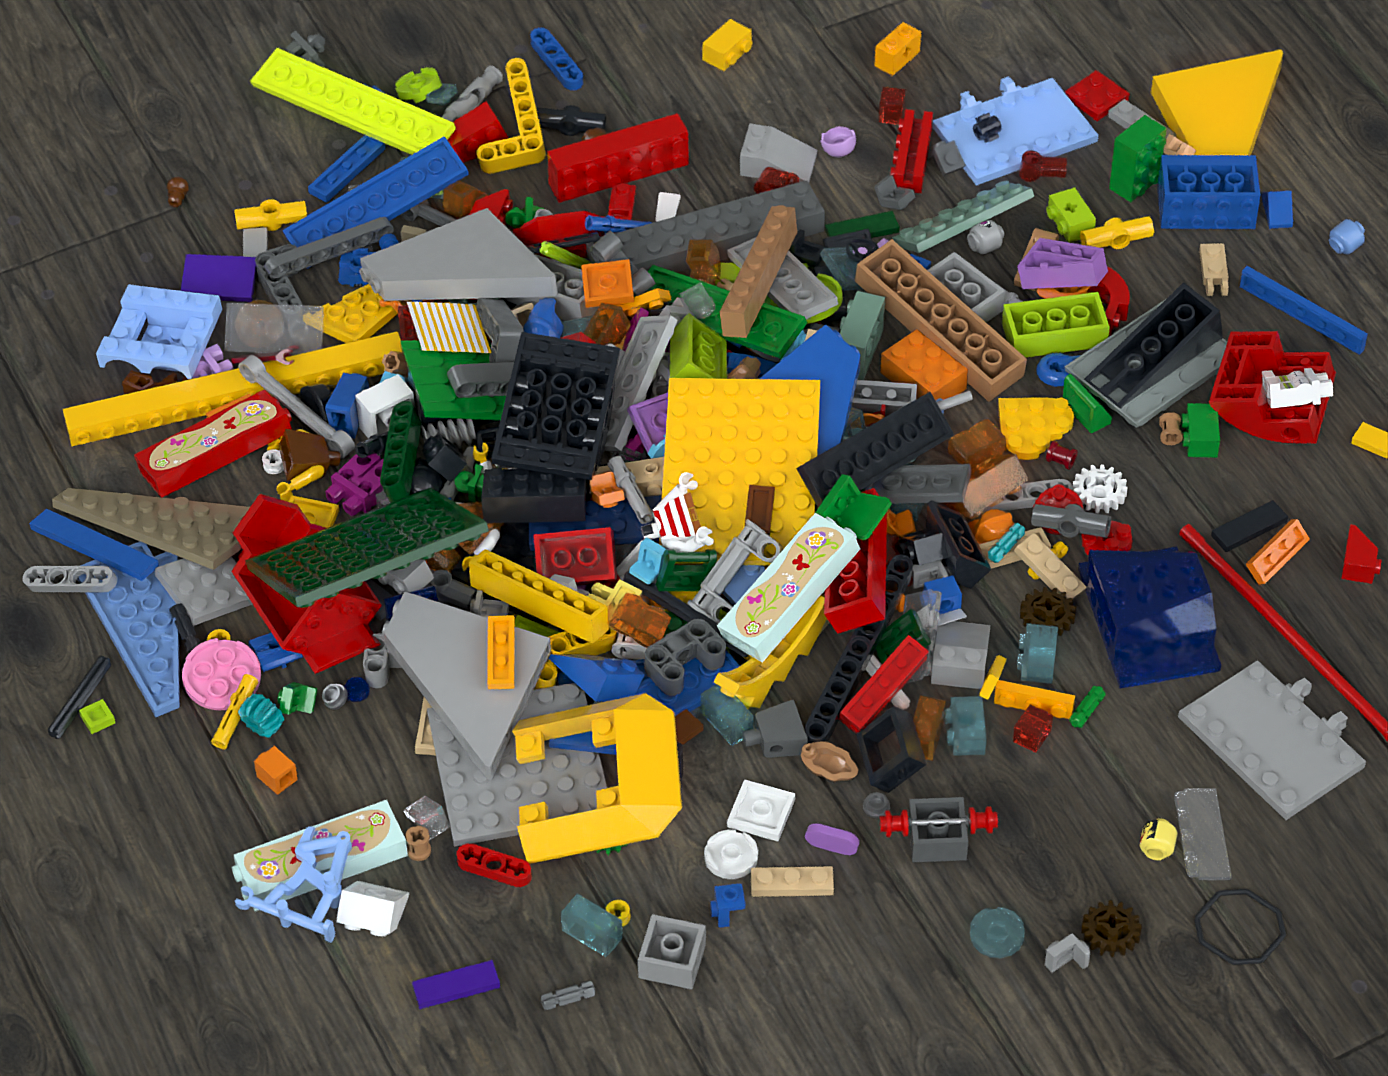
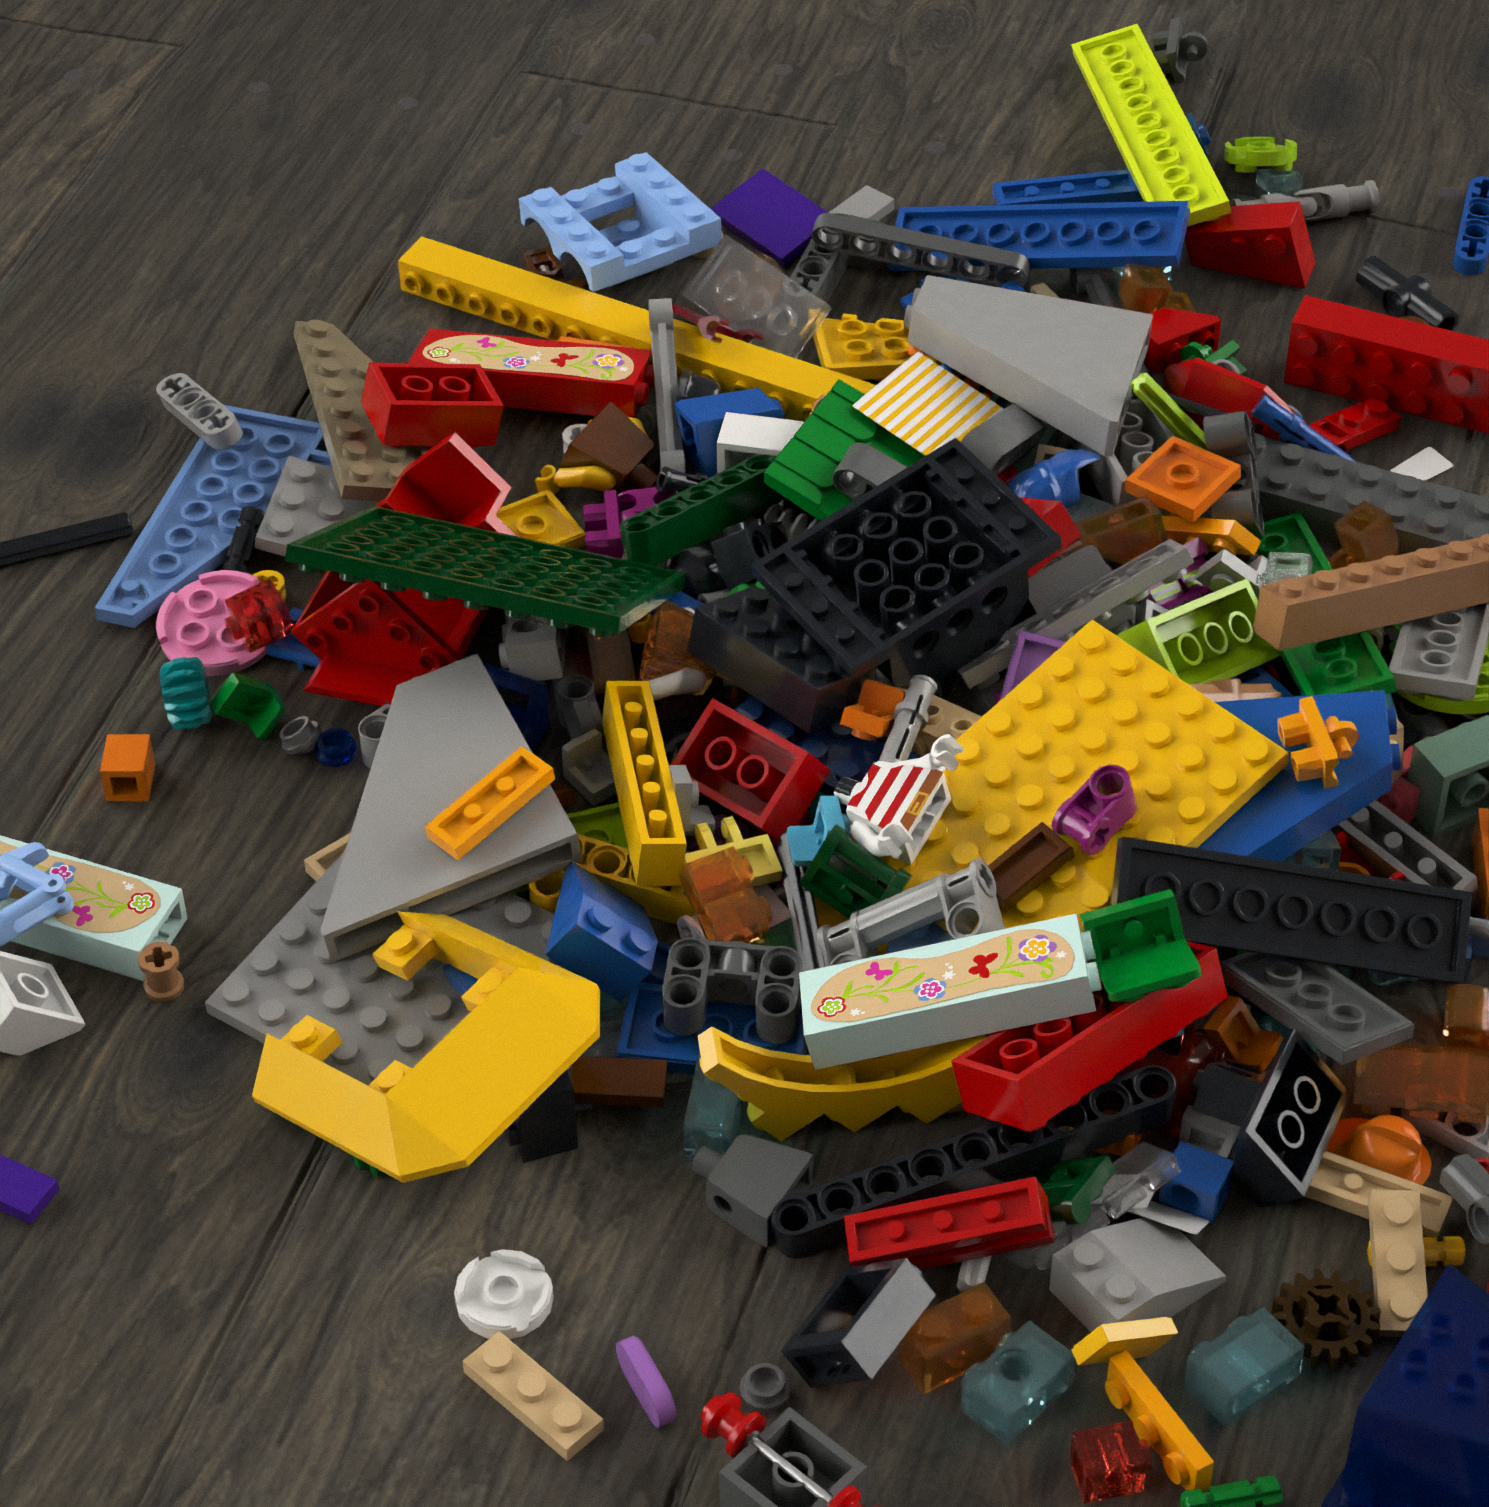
camera: 45 degrees right, 5 degrees down
(94, 544) = (271, 395): blue tile -> none
(97, 716) = (38, 573): lime plate -> none
(177, 188) = (847, 105): reddish brown piece -> none
(200, 491) = (429, 402): none -> red brick
(208, 362) = (646, 287): lavender hips -> none
(231, 717) = (148, 680): yellow pin -> none
(250, 644) = (258, 616): none -> clear red brick
(270, 215) = (909, 184): yellow piece -> none
(429, 815) = (212, 951): clear bracket -> none
(487, 855) = (211, 1087): red beam -> none
(521, 145) = (1334, 264): yellow beam -> none
(567, 995) = (84, 1300): dark grey axle -> none
(591, 925) = (213, 1235): clear light blue brick -> none
(620, 905) = (273, 1262): yellow bush -> none
(672, 951) = (254, 1350): light grey brick -> none
(727, 899) = (399, 1346): blue bracket -> none
(761, 810) = (606, 1268): white plate -> none
(771, 464) = (1092, 814): none -> magenta piece
(828, 365) = (1322, 742): none -> light orange hips
(828, 761) = (768, 1276): medium nougat arm -> none
(1006, 542) = (1368, 1176): teal axle -> none

